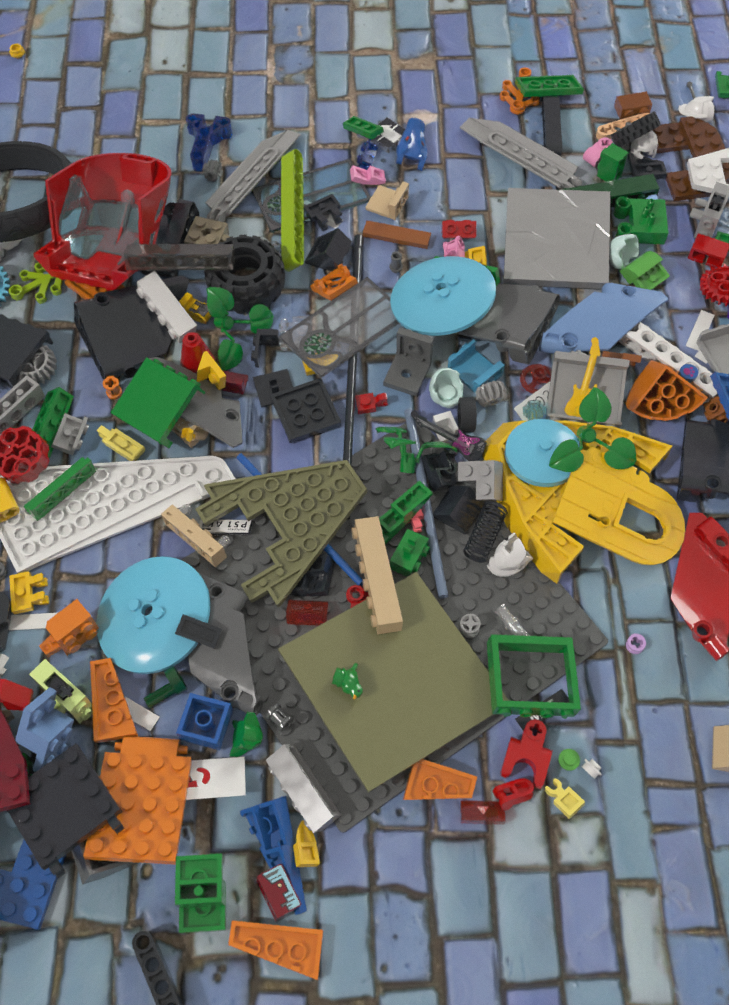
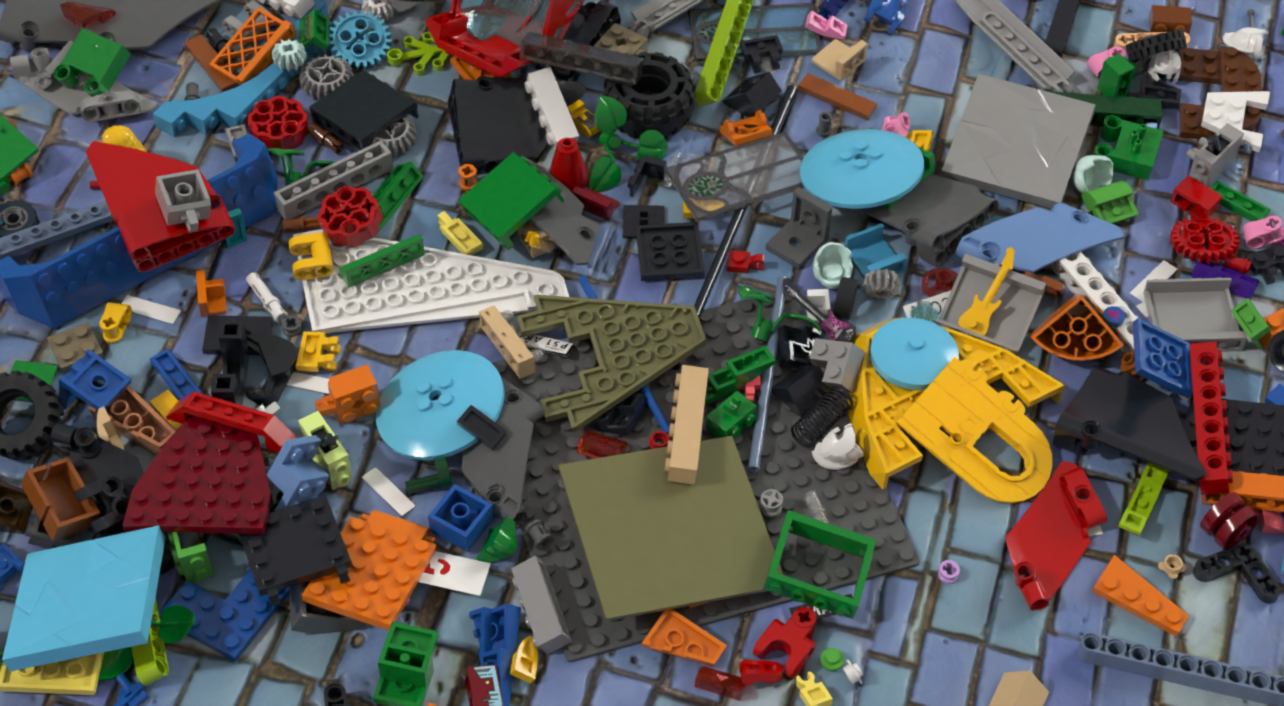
camera: 15 degrees right, 10 degrees down
(69, 434) = (407, 211): light grey bracket -> none
(109, 706) = (367, 479): orange wing -> none
(209, 369) = (578, 182): yellow slope -> none
(348, 681) = (620, 511): green animal -> none
(465, 229) = (914, 107): red bracket -> none
(592, 409) = (977, 314): green plant -> none

